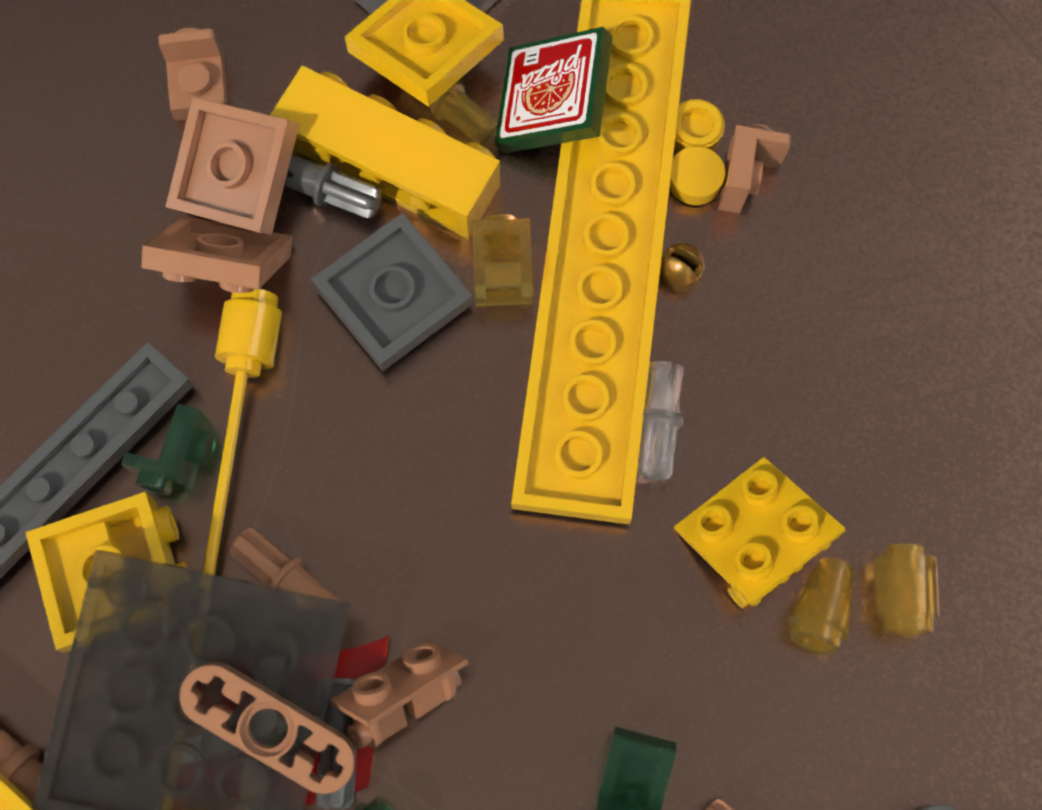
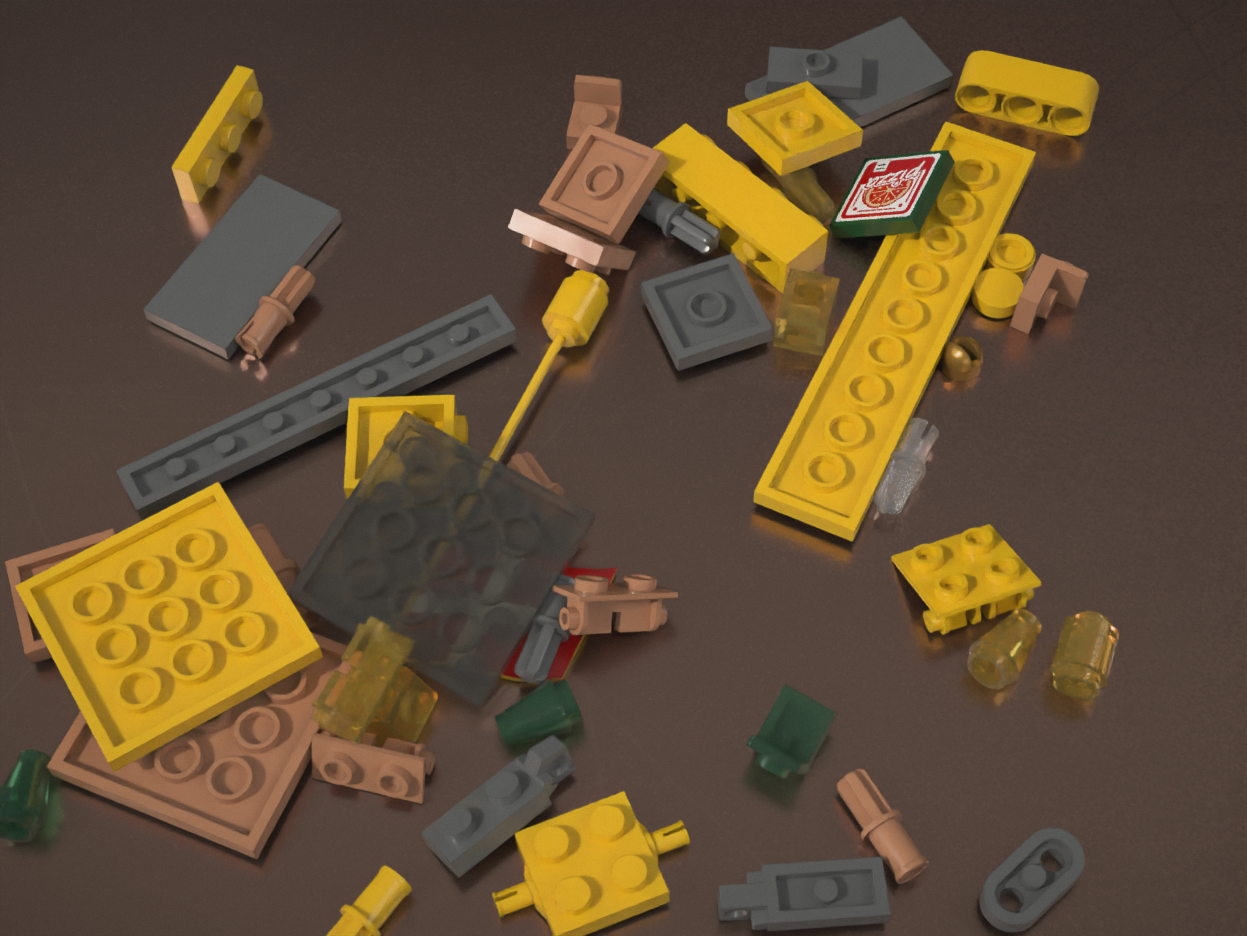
camera: 20 degrees right, 15 degrees down
(186, 448) = (490, 385): clear green bracket -> none
(271, 755) = (481, 544): nougat beam -> none

